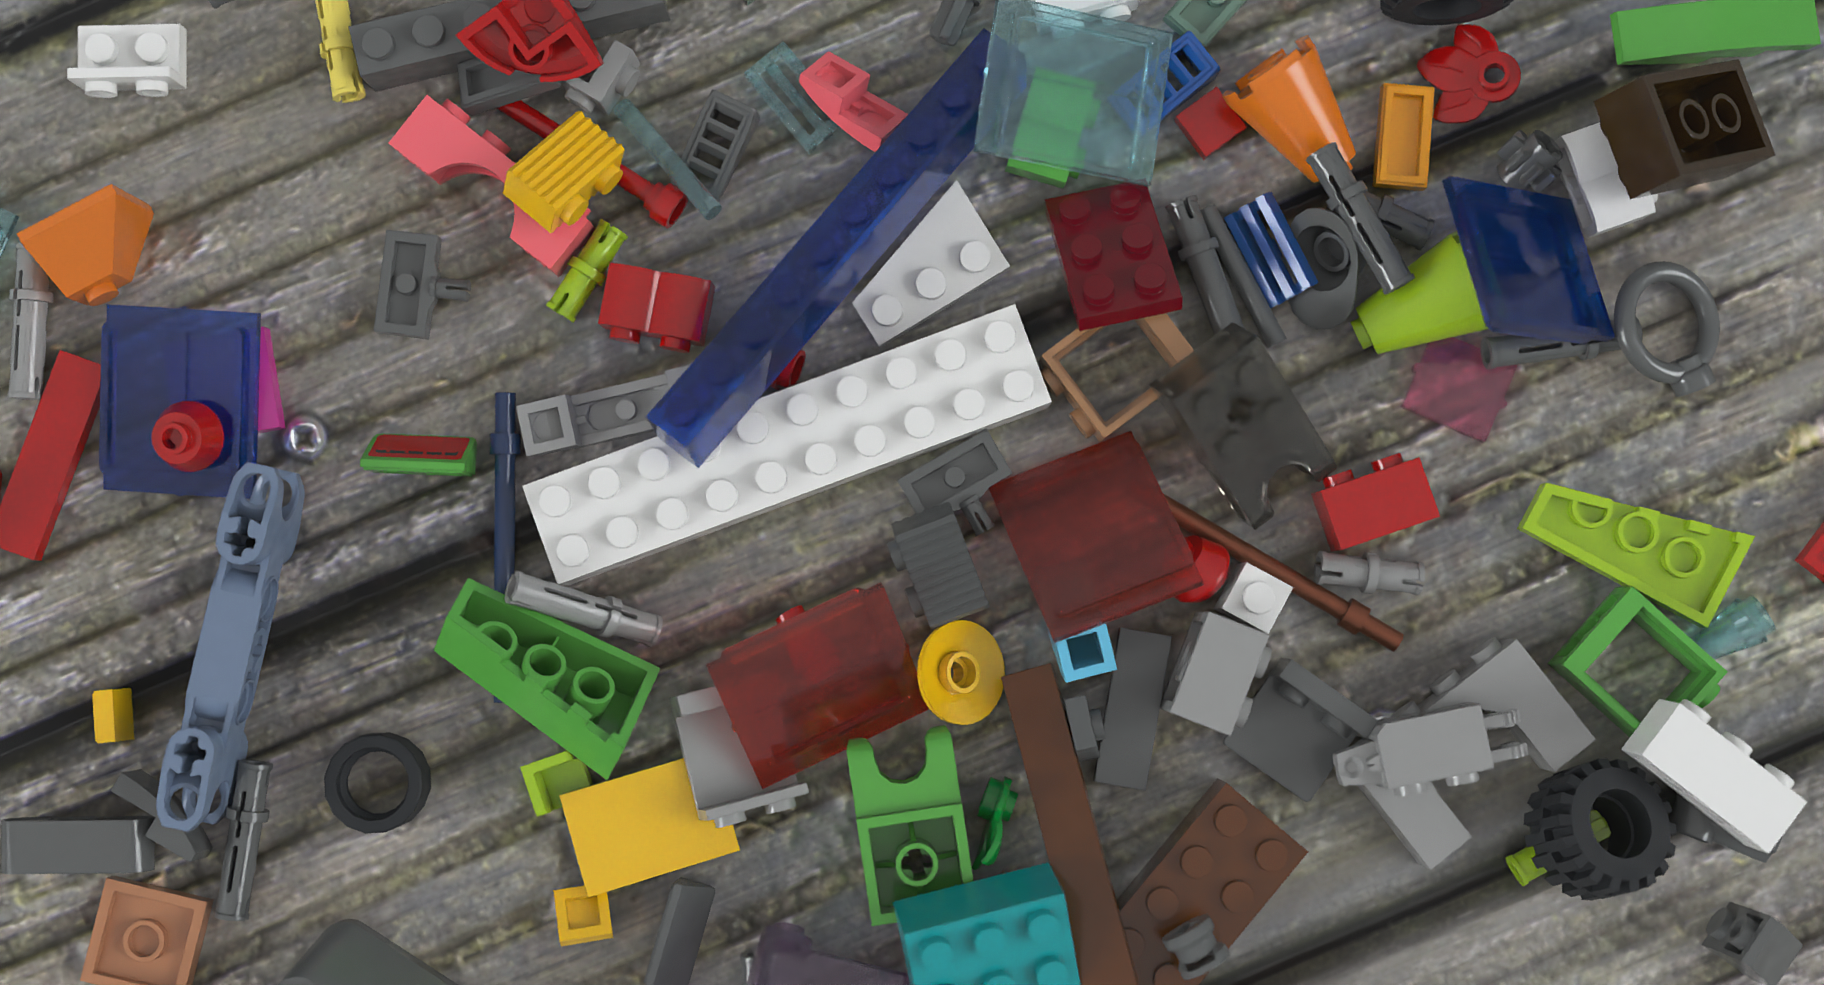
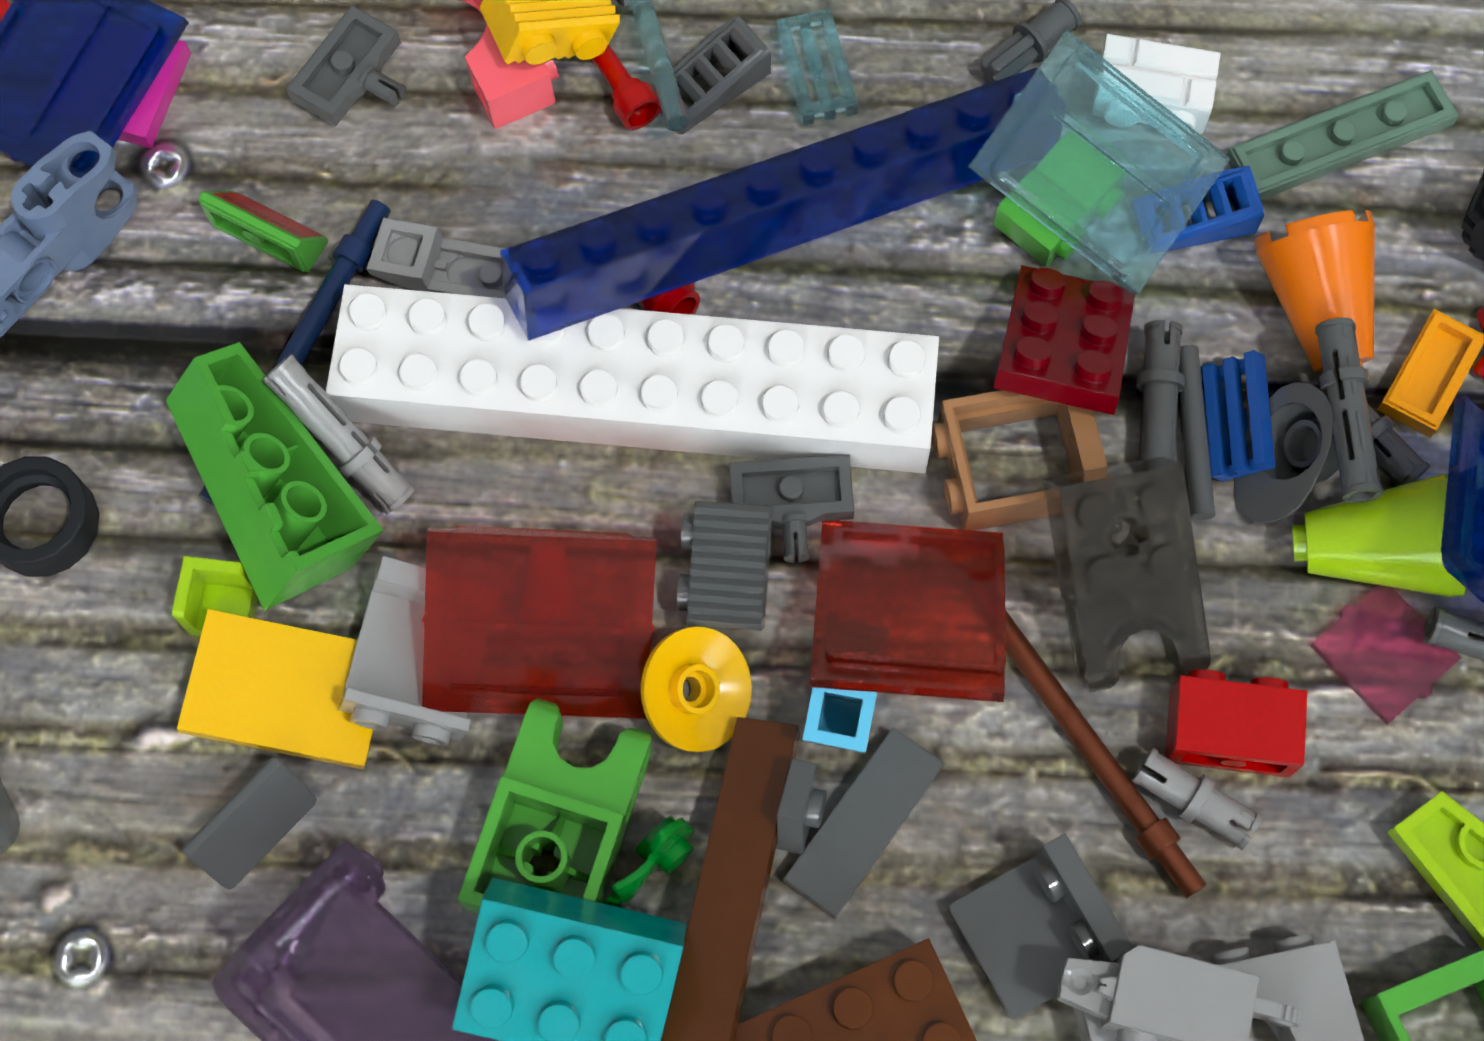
camera: 25 degrees right, 15 degrees down
(188, 436) = (50, 96): red cone -> none
(581, 917) = (161, 753): yellow plate -> none
(587, 270) = (524, 130): lime pin -> none
(656, 306) = (569, 181): red brick -> none
(843, 96) = (864, 78): coral slope -> none
(931, 269) = (872, 282): white wing -> none
(1209, 123) = (1229, 270): red tile -> none
(1213, 565) = (1022, 704): red cone -> none
(1216, 672) = (971, 811): light grey brick -> none
(1253, 597) = (1053, 760): white brick -> none

